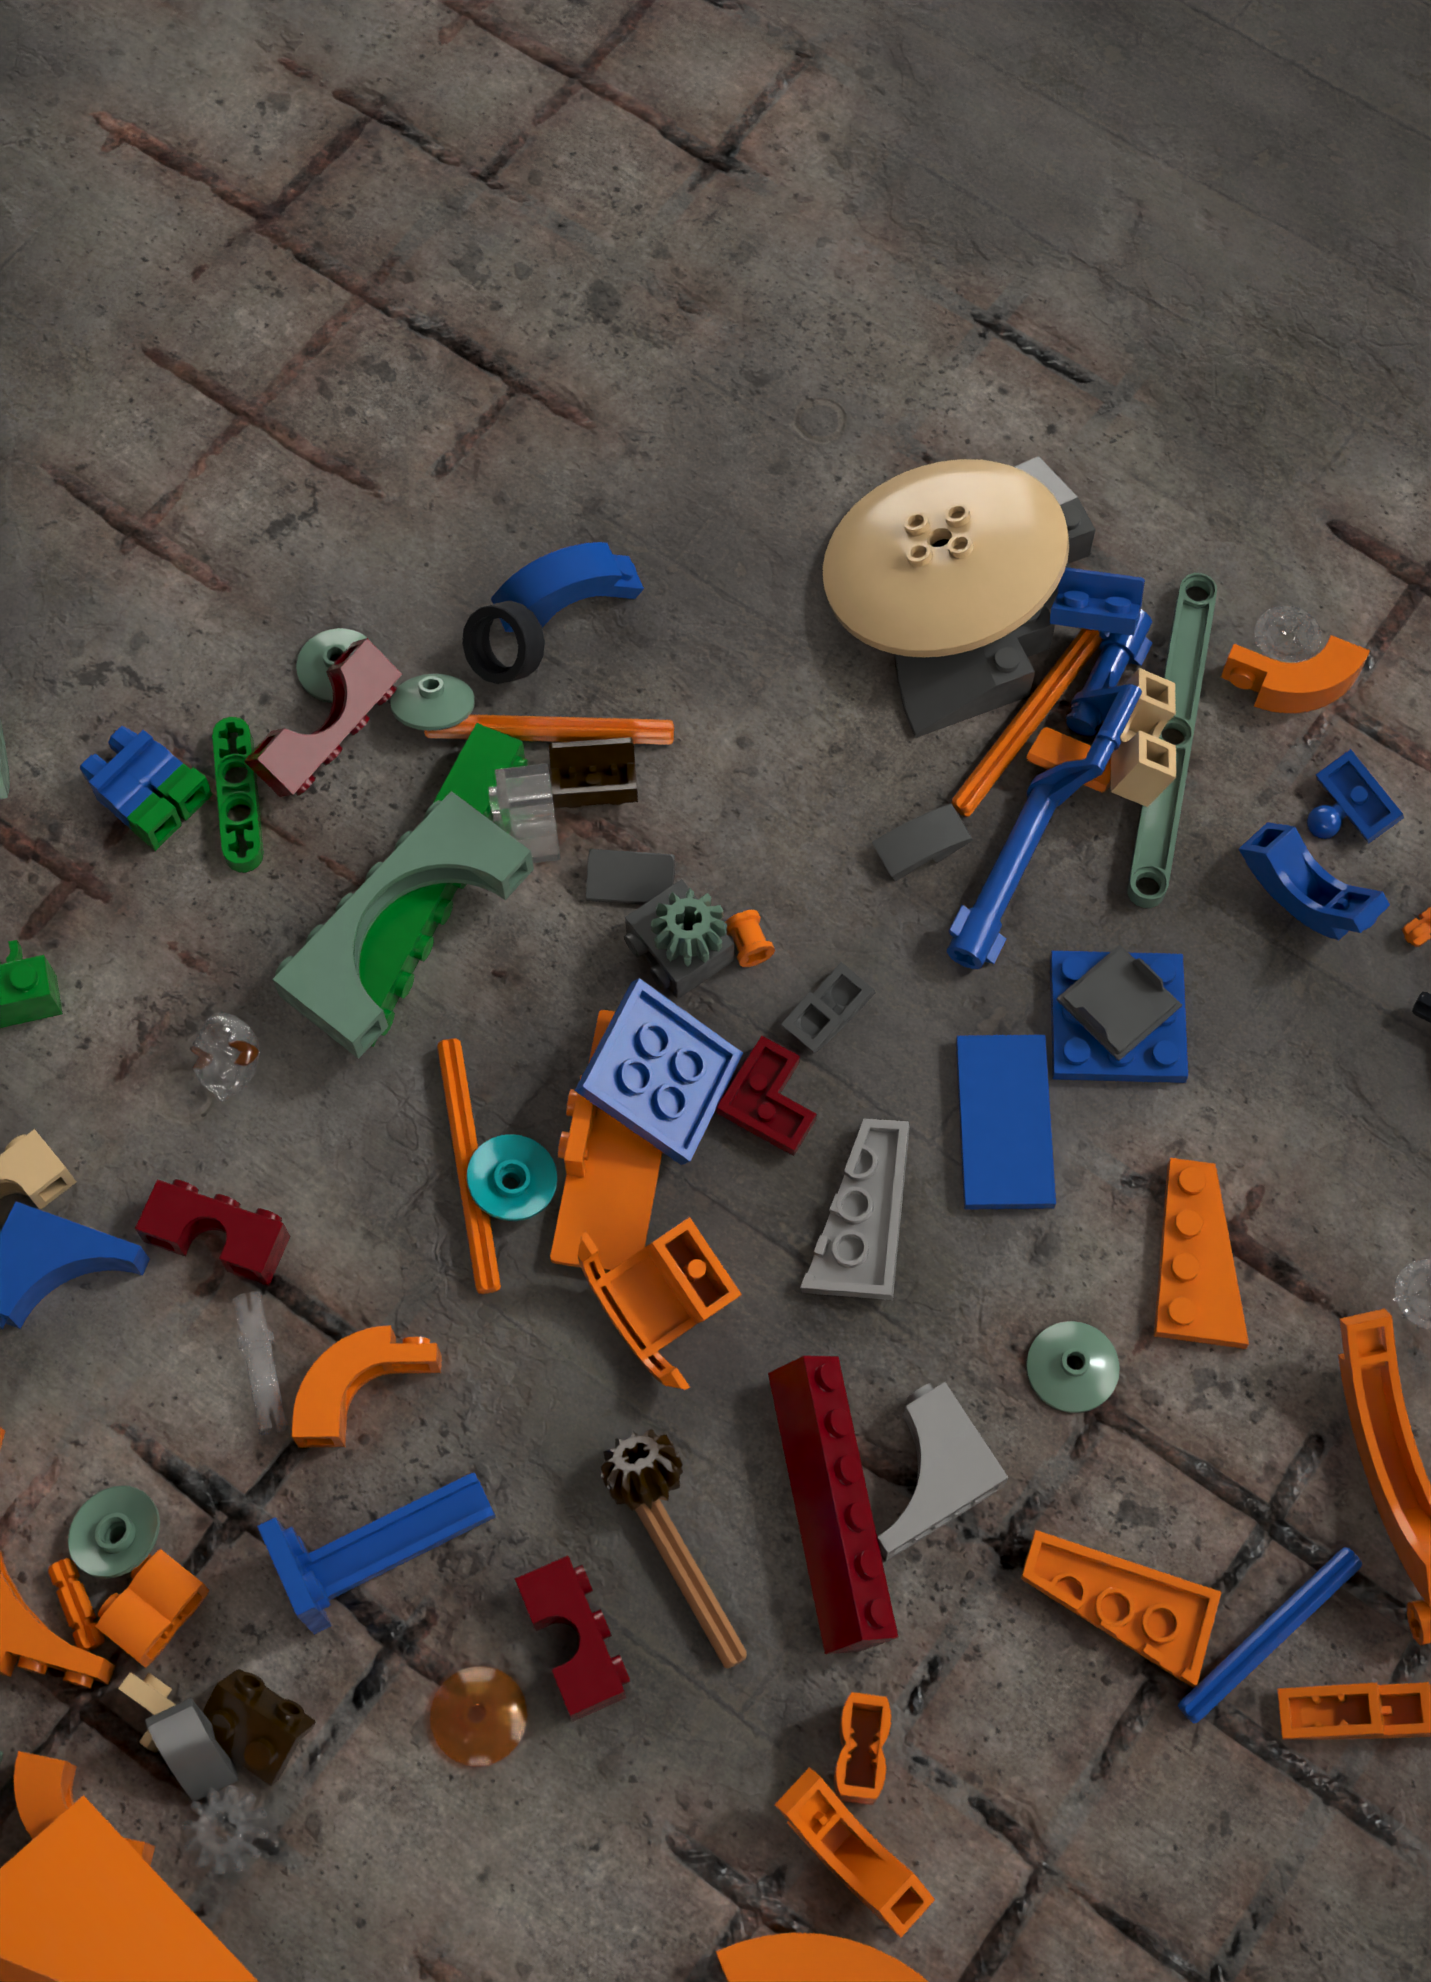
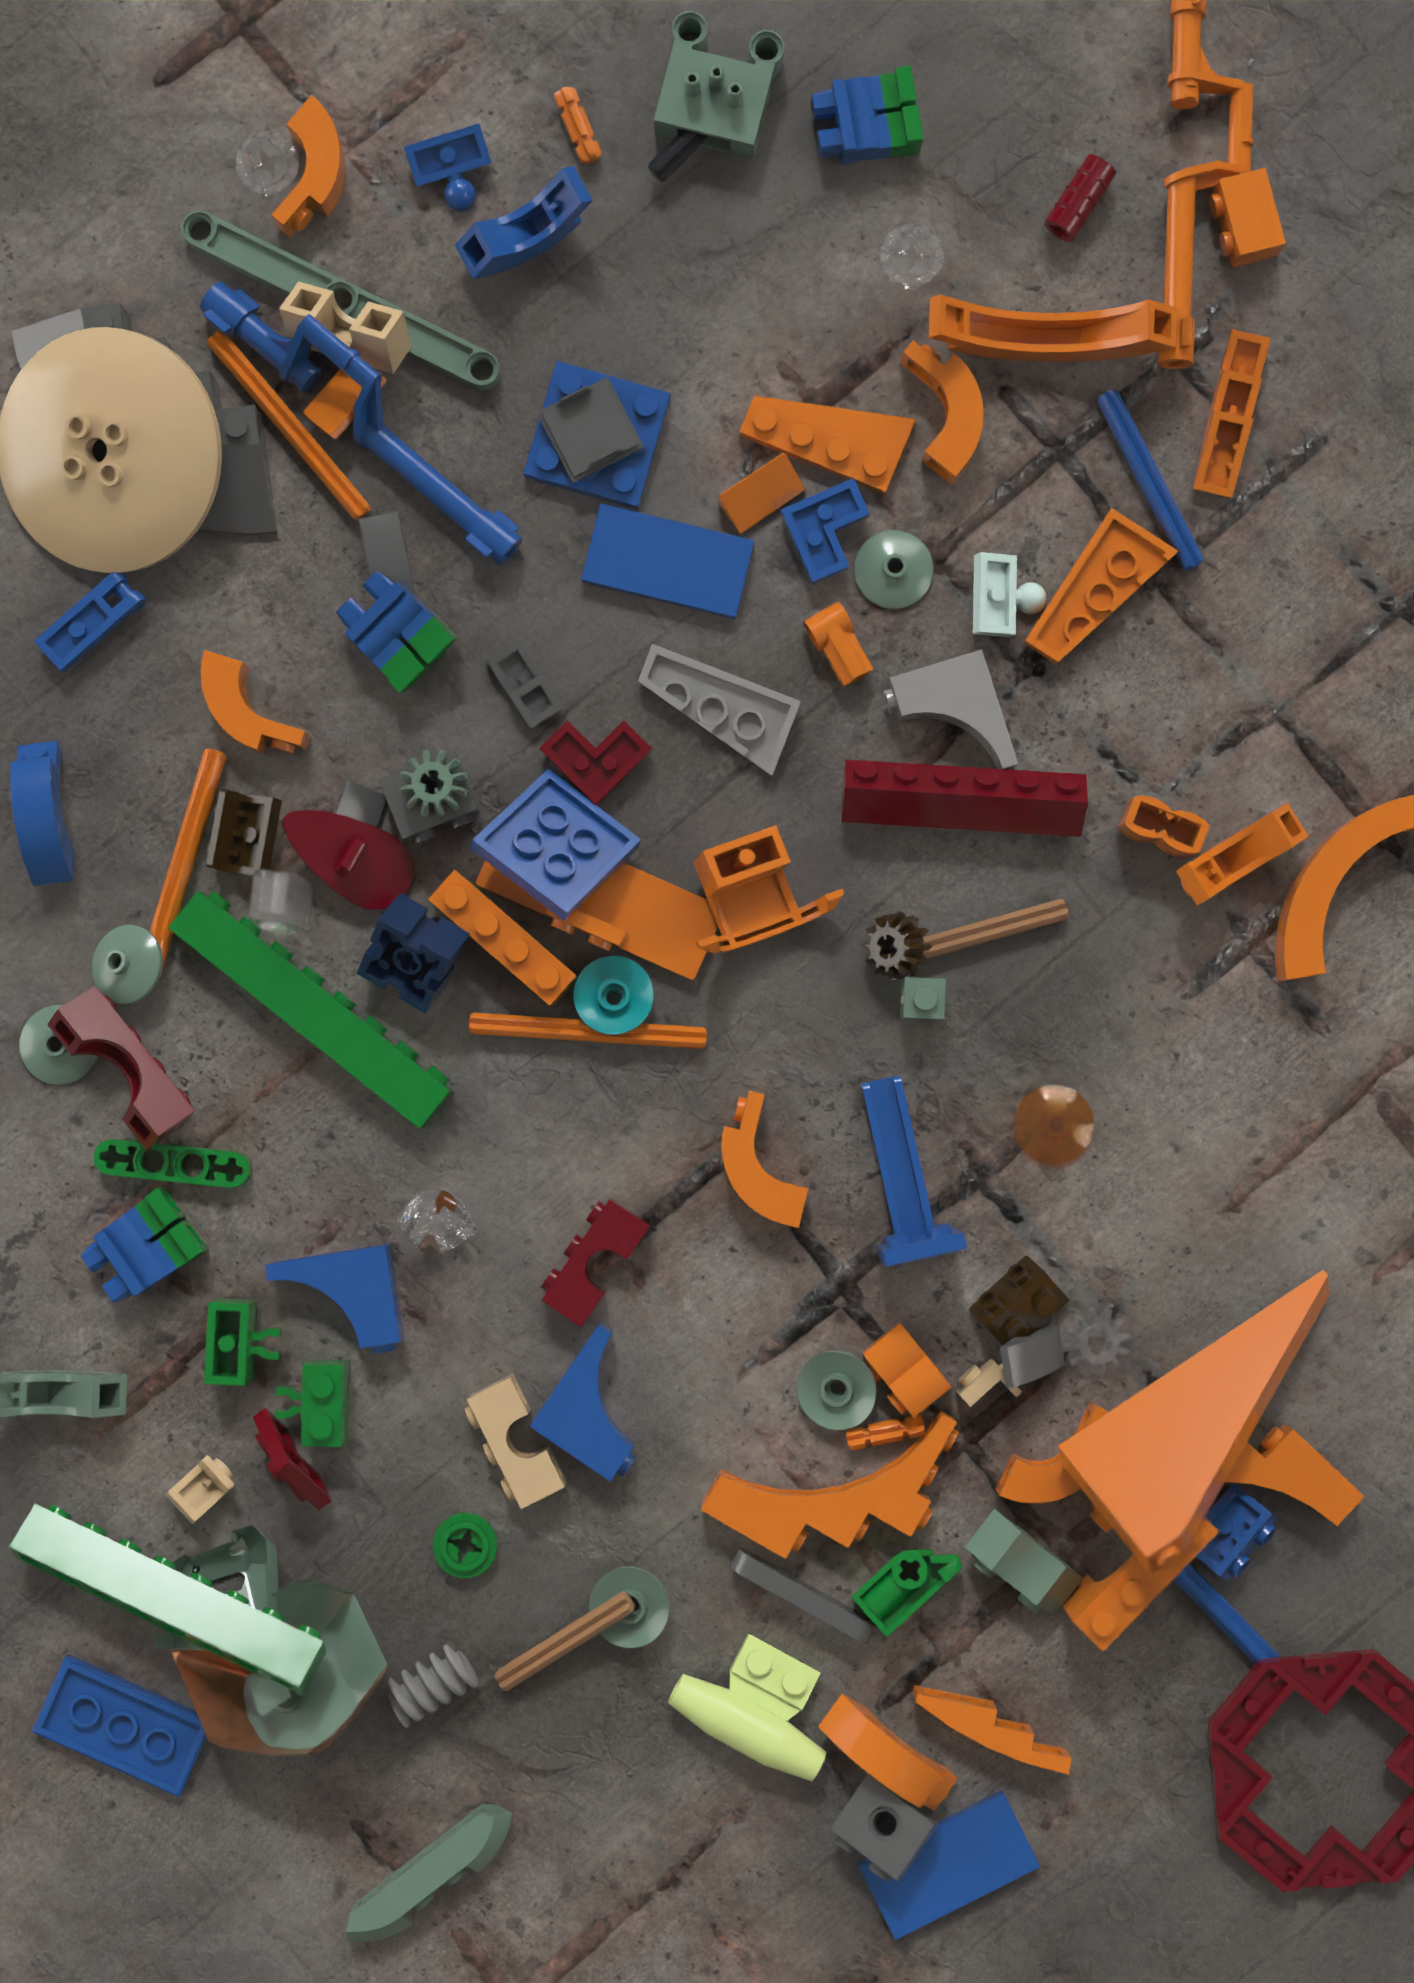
camera: 75 degrees left, 20 degrees up
(57, 888) = (232, 1342): none -> green brick
(140, 1000) = (360, 1283): none -> blue arch
(260, 1363) = (720, 1243): clear pin -> none
(446, 847) = (295, 980): sand green arch -> none
(478, 647) = (81, 860): black tyre -> none
(507, 958) = (412, 952): none -> dark blue brick
(546, 1049) = (503, 938): none -> orange brick
(558, 1596) = (1050, 1026): dark red arch -> none
(587, 1516) = (922, 998): none -> sand green brick
(595, 880) = (351, 856): none -> dark red shield
(722, 730) = (225, 695): none -> orange arch
(749, 938) = (442, 735): orange bush -> none
(771, 588) = (89, 621): none -> blue plate
(844, 865) = (383, 626): none -> blue hips
(976, 1314) = (834, 635): none -> orange piece
(1077, 1487) = (997, 596): none -> light aqua plate
(1096, 1263) = (814, 525): none -> blue plate
(1098, 601) = (202, 324): blue bracket -> none
(1111, 1198) = (761, 493): none -> orange slope
(1265, 1396) = (962, 406): none -> orange arch

